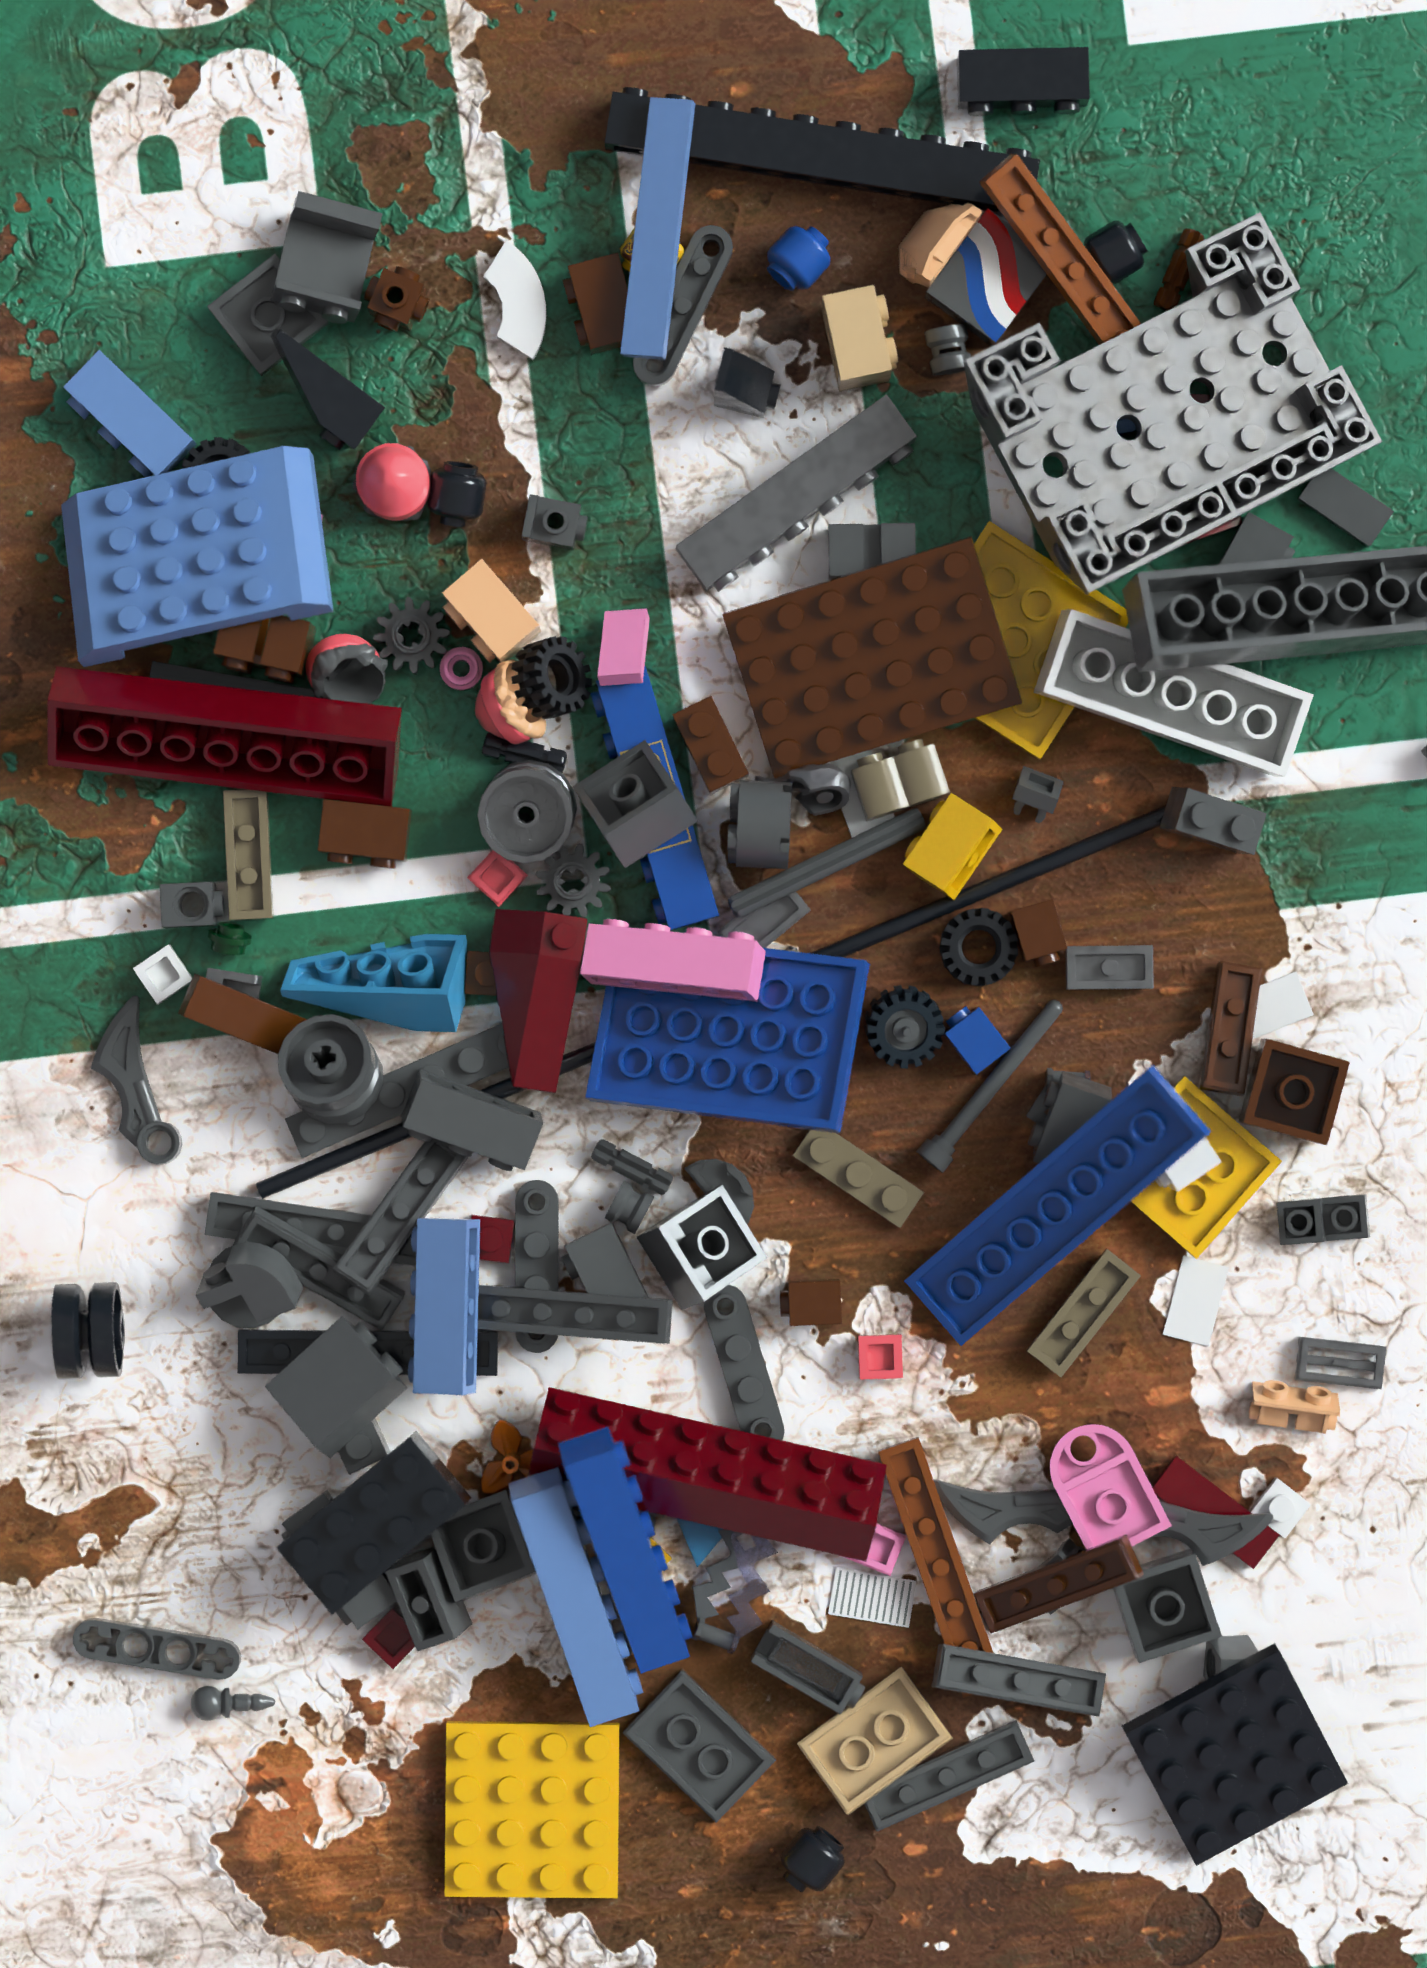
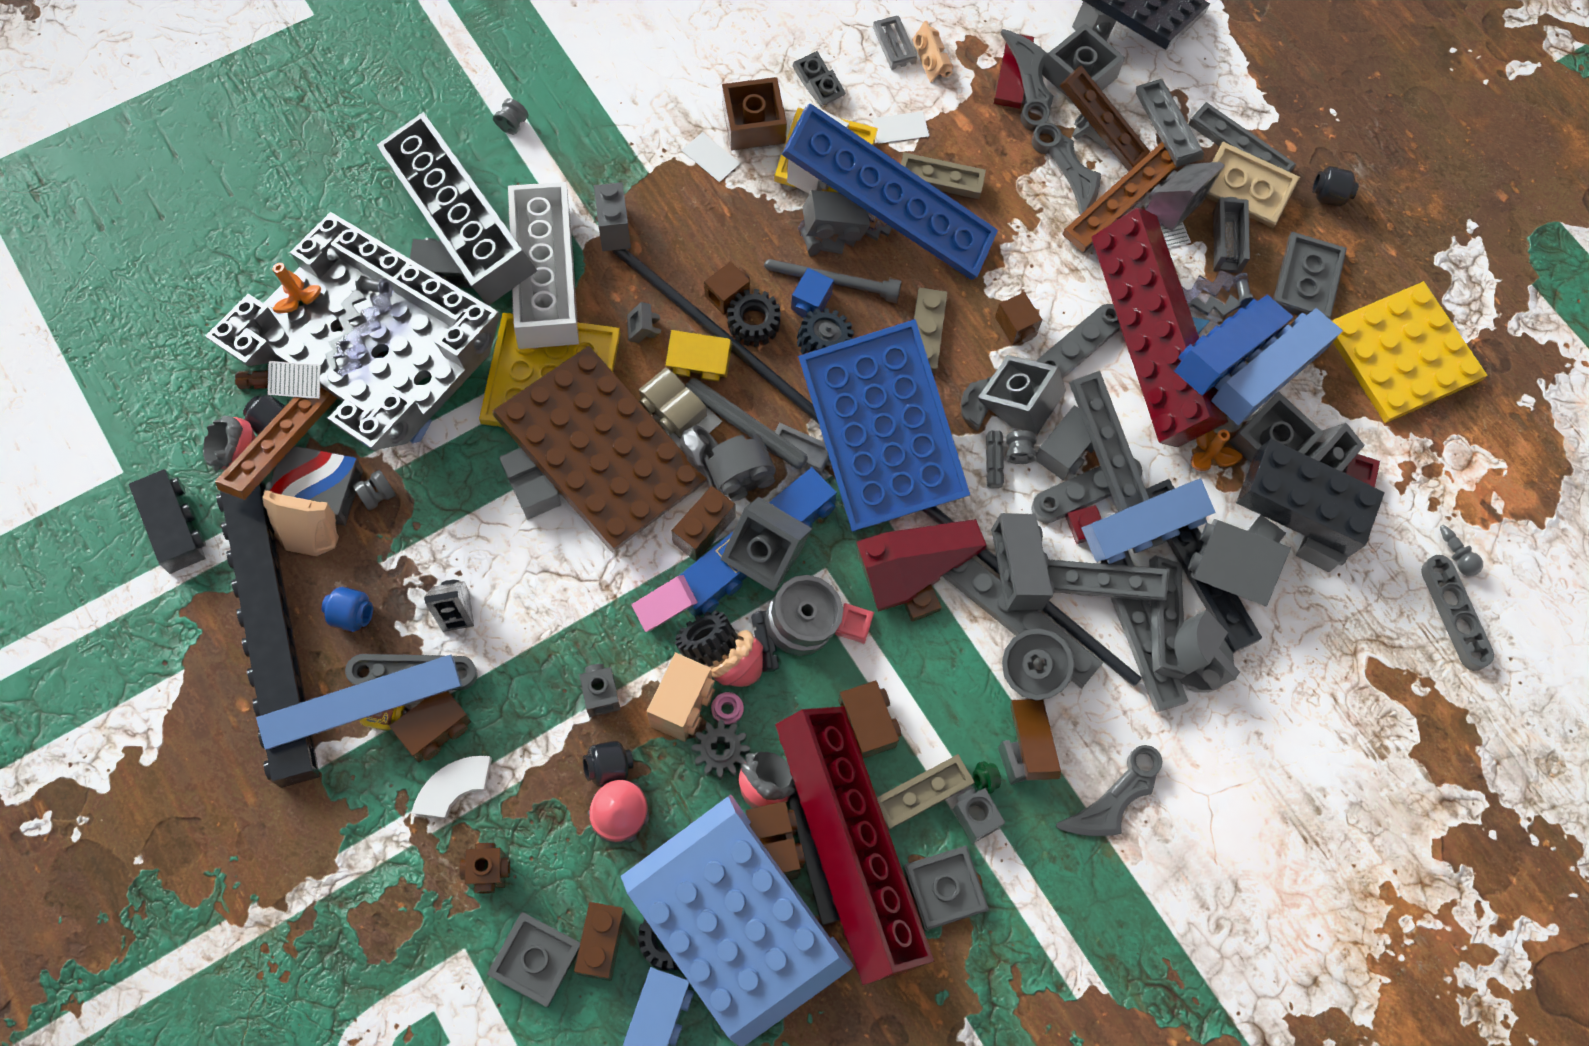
camera: 120 degrees left, 20 degrees down
(87, 1328) = (1297, 743): black wheel -> none
(127, 826) = (945, 888): none -> dark grey tile
(163, 974) = (1033, 812): white plate -> none
(251, 396) = (600, 941): none -> reddish brown brick
(325, 258) = (474, 935): dark grey panel -> none
(331, 399) = (577, 882): black slope -> none
(401, 985) = (959, 654): dark azure wedge -> none
(572, 864) = (837, 559): dark grey gear -> none
(673, 960) = (857, 475): bright pink brick -> none
(796, 493) = (512, 543): flat silver brick -> none
(857, 337) = (387, 543): tan brick -> none
(880, 1356) = (1029, 271): coral plate -> none
(895, 1629) = (1183, 192): none -> flat silver slope
(1094, 190) = (226, 441): none -> dark grey hair
(1107, 1493) = (1039, 118): bright pink tile -> none
(1109, 967) = (729, 241): flat silver plate -> none
(1140, 303) = (294, 379): none -> white sticker
(1161, 403) = (355, 335): none -> piece
(1230, 1028) = (733, 164): reddish brown tile -> none
(1283, 1504) = (991, 41): white plate -> none
(1290, 348) = (293, 286): none -> orange plant
(1346, 506) = (385, 222): dark grey tile -> none

